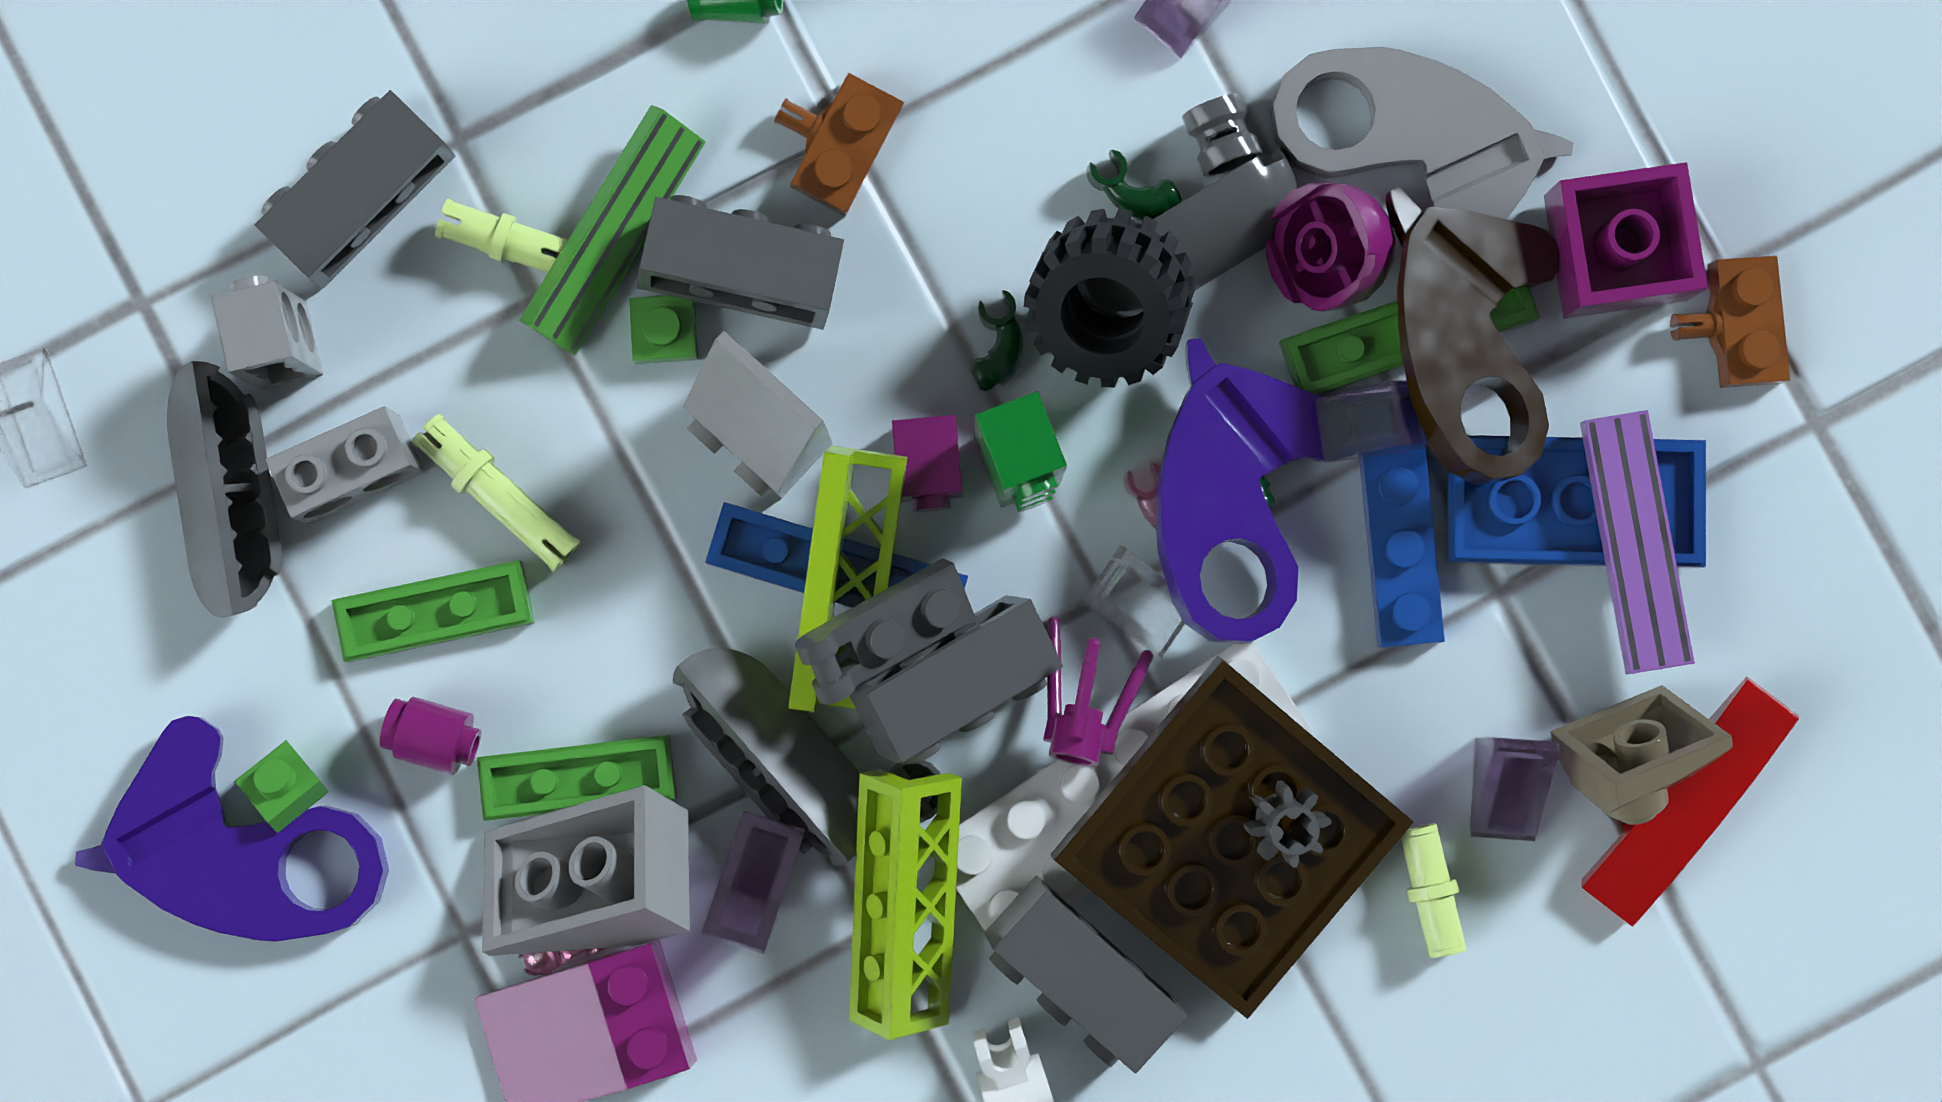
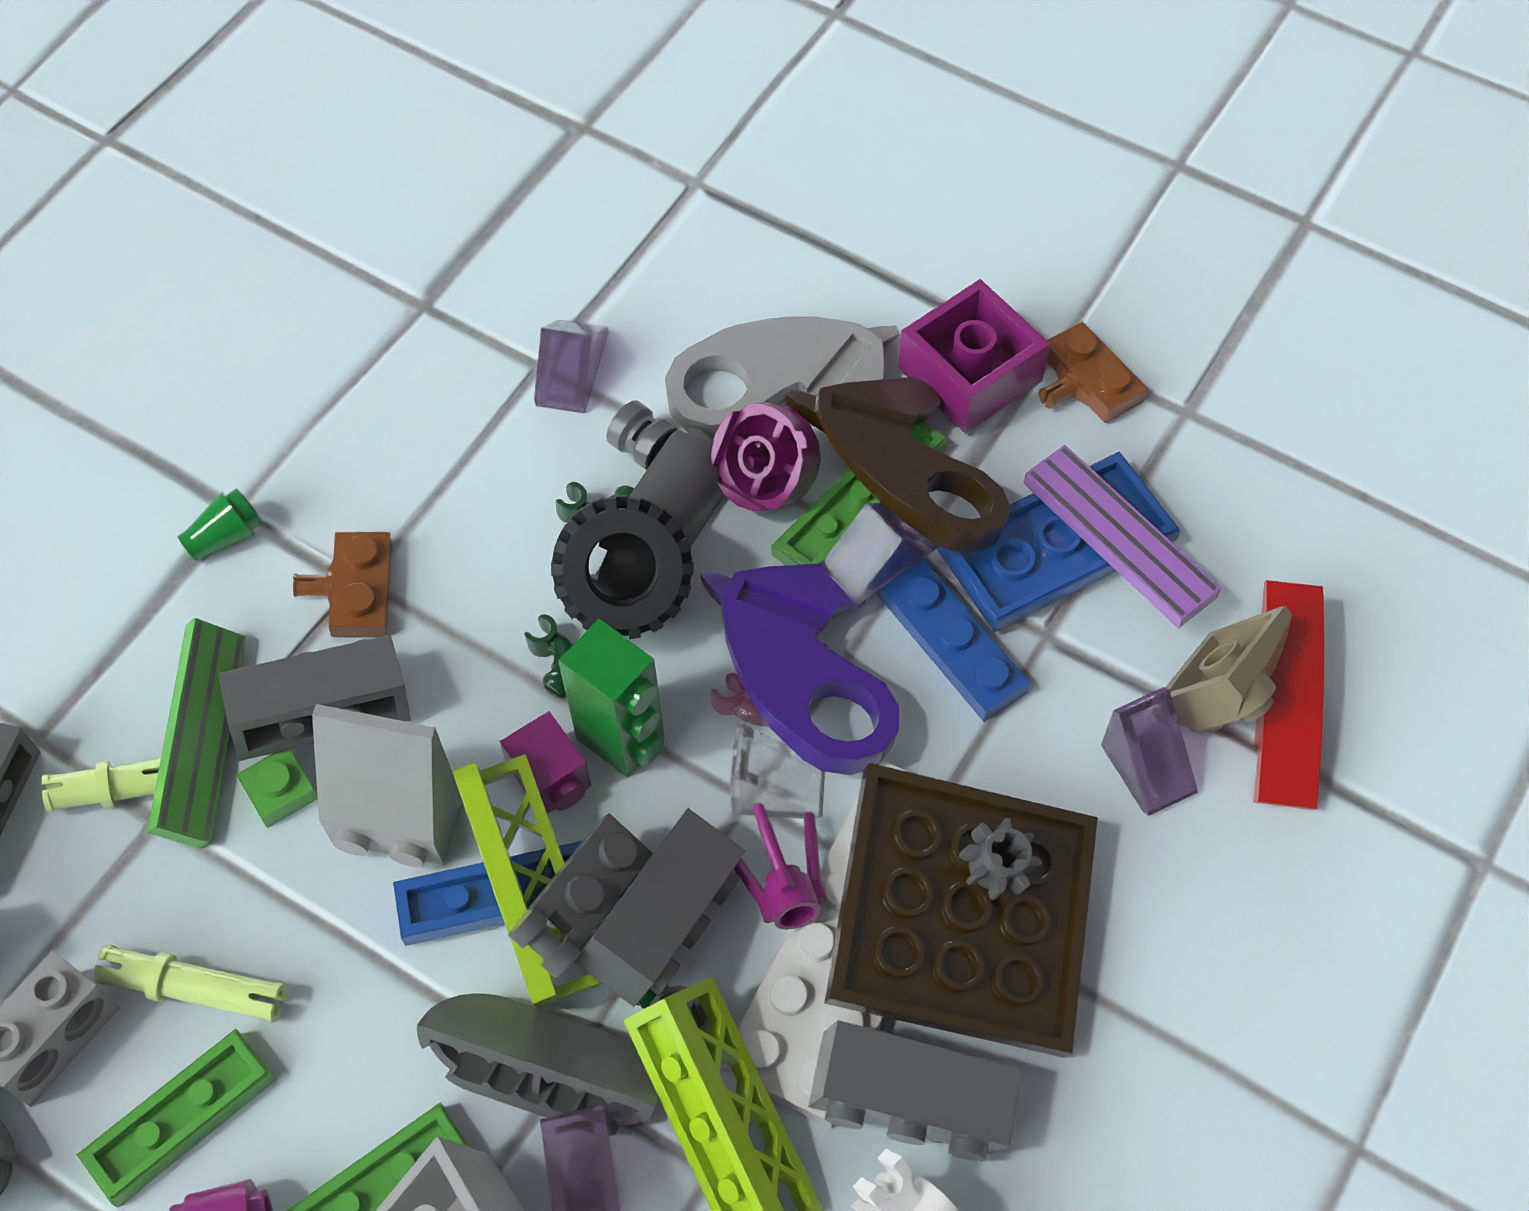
camera: 25 degrees left, 25 degrees down
(1433, 891) = (1148, 868): yellowish green pin -> none

